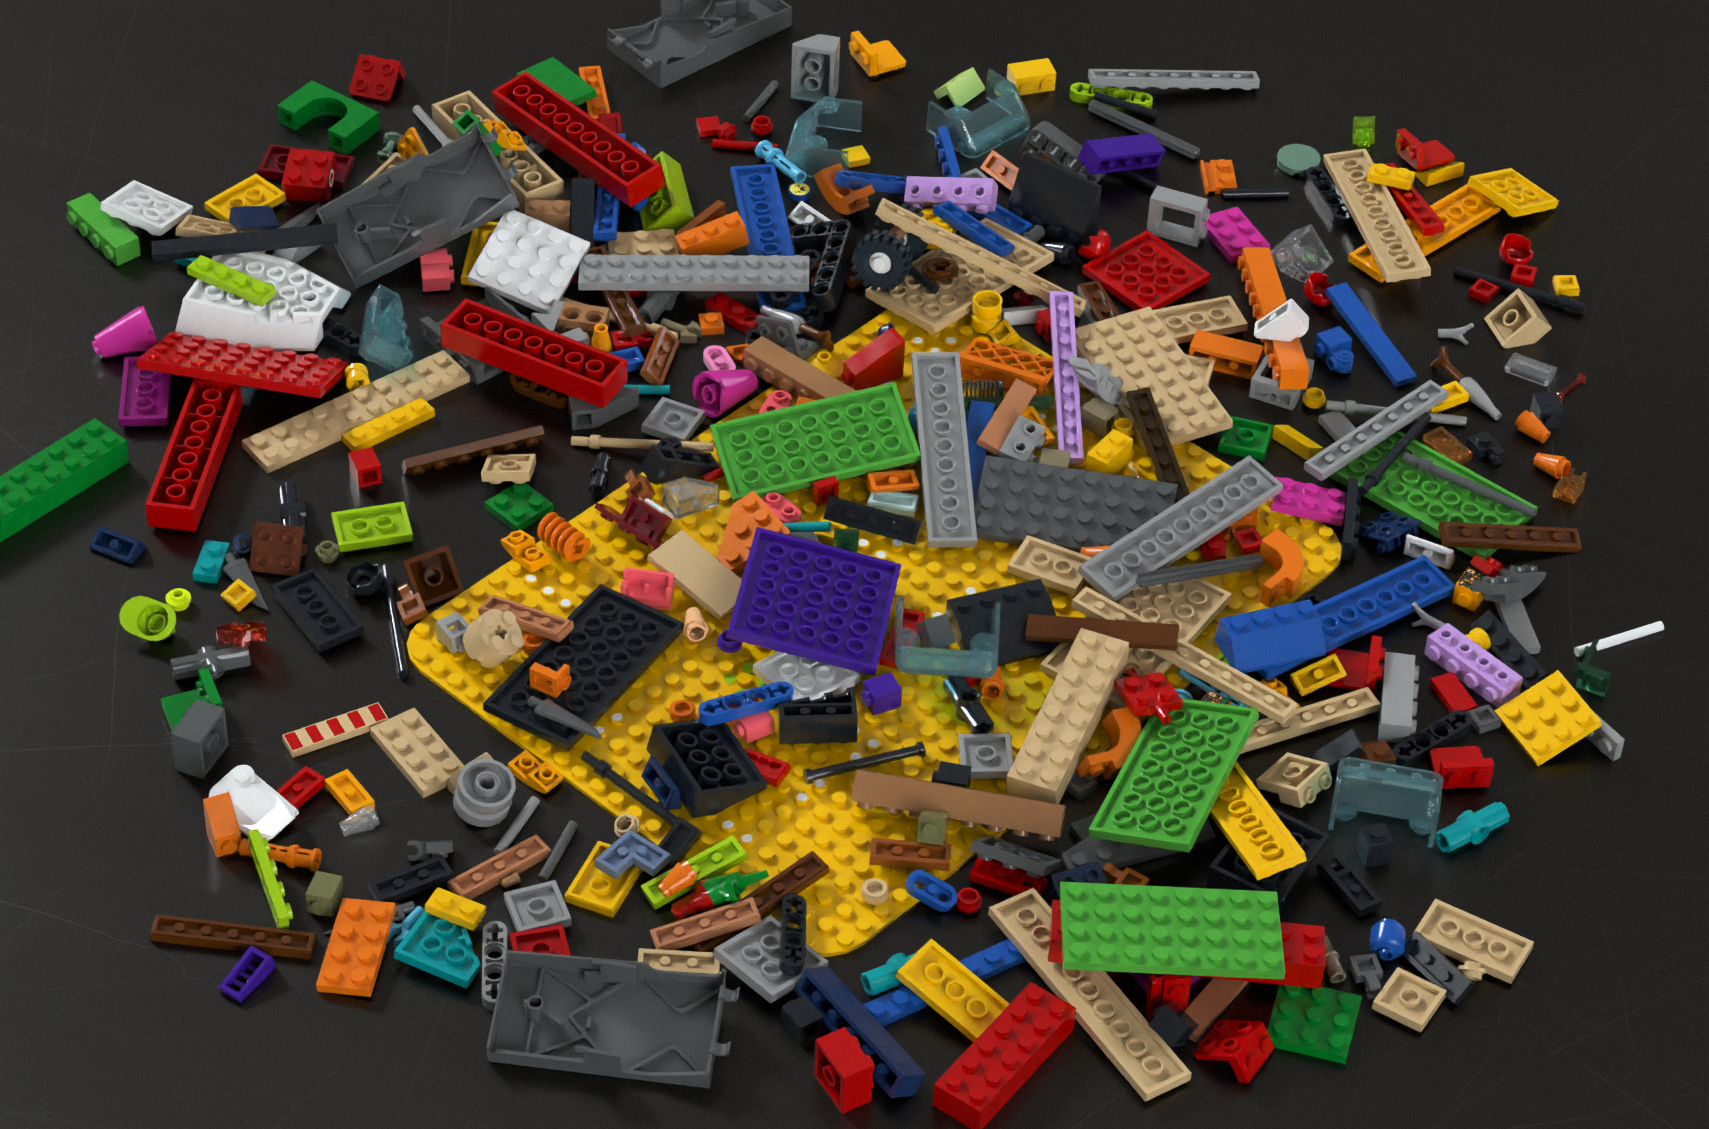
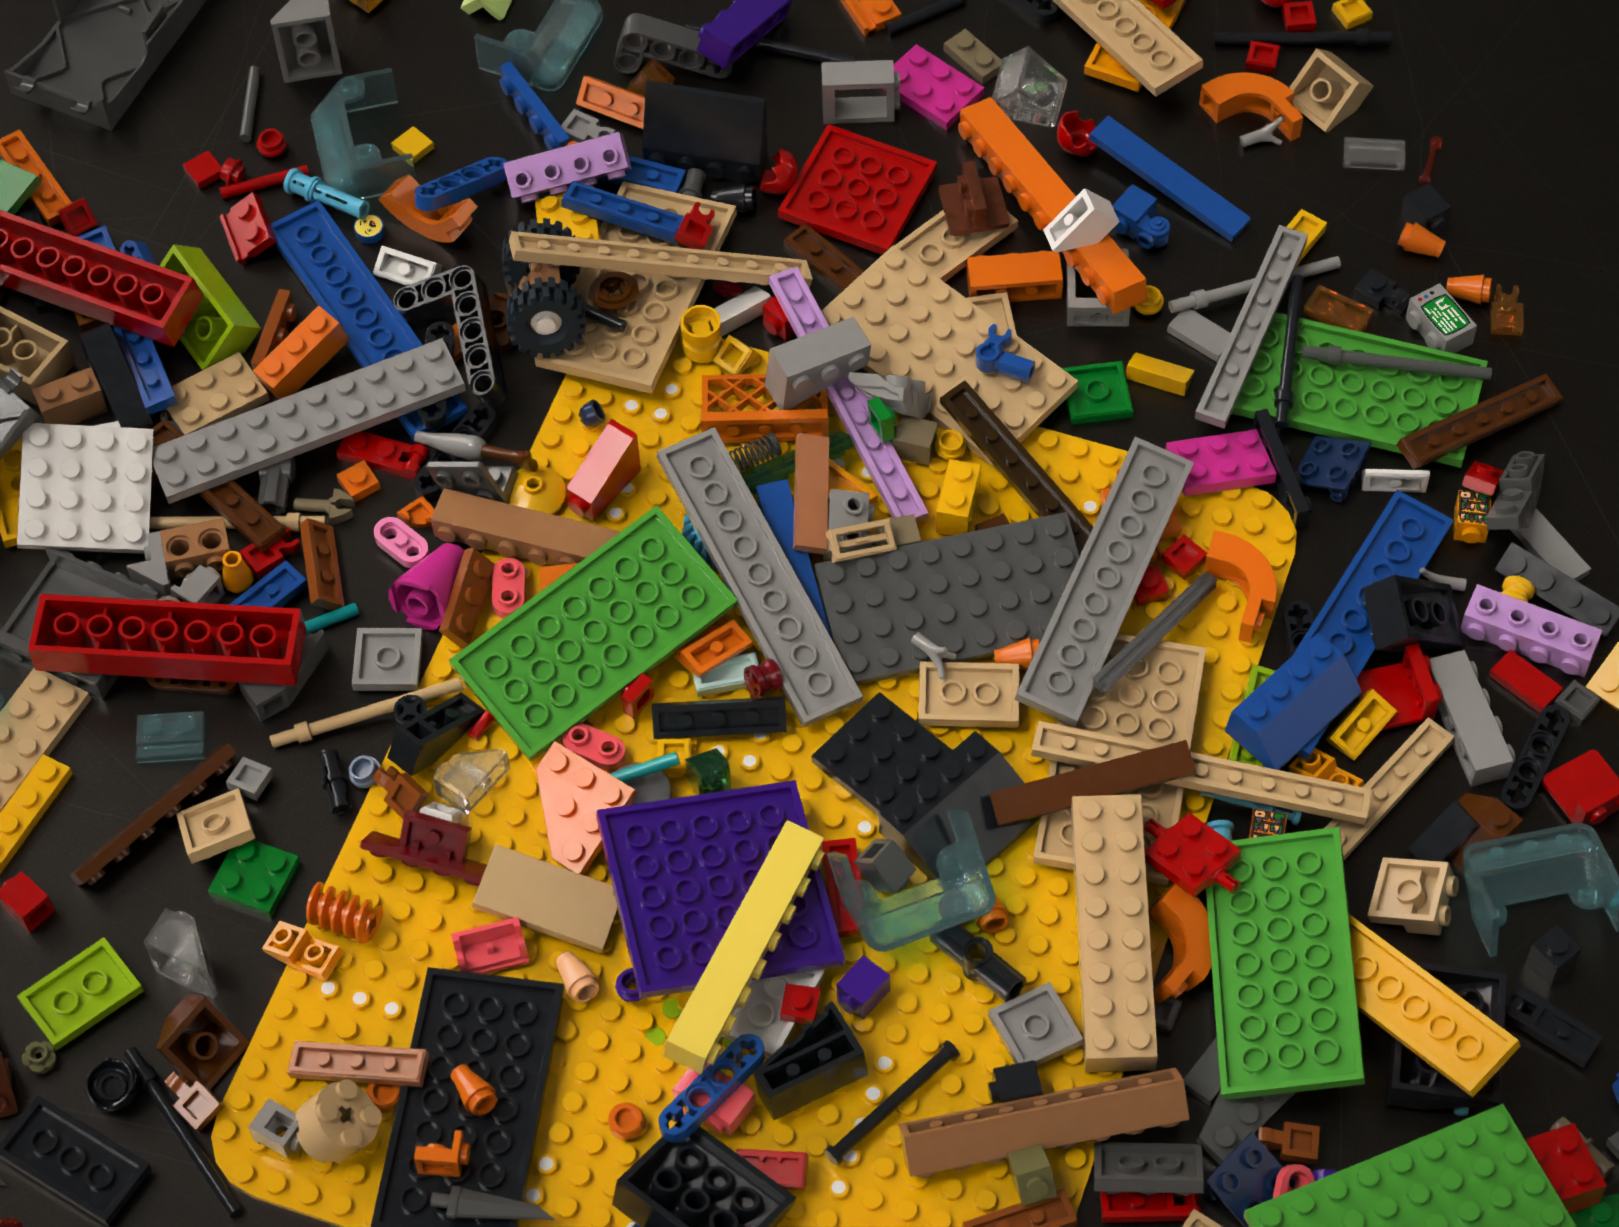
camera: 20 degrees left, 15 degrees up
(446, 521) = (180, 952): none -> clear slope
(507, 415) = (170, 737): none -> clear light blue plate
(546, 453) = (249, 778): none -> light grey plate
(590, 653) = (474, 1091): none -> orange cone
(618, 474) = (362, 771): none -> sand blue plate
(718, 164) = (248, 228): none -> red plate
(745, 399) = (466, 597): none -> dark orange plate
(809, 630) = (743, 947): none -> light yellow brick
(832, 682) = (800, 1003): none -> red plate
(914, 506) = (763, 678): none -> dark red wheel
(967, 573) = (879, 753): none -> black plate
(1003, 454) = (834, 546): none -> tan tile
(1016, 252) = (695, 228): none -> red plate
(1040, 531) = (933, 651): none -> light grey bar
(1050, 343) = (815, 362): none -> light grey wedge
(1079, 391) = (881, 419): none -> green plate
(1180, 385) = (991, 357): none -> blue bar
(1219, 302) = (973, 203): none -> copper bracket
(1273, 225) = (973, 56): none -> dark tan plate
(1389, 616) = (1412, 612): none -> black slope
(1459, 306) = (1255, 94): none -> orange arch
(1477, 394) = (1335, 218): light grey piece -> none
(1518, 473) = (1440, 320): none -> light grey brick

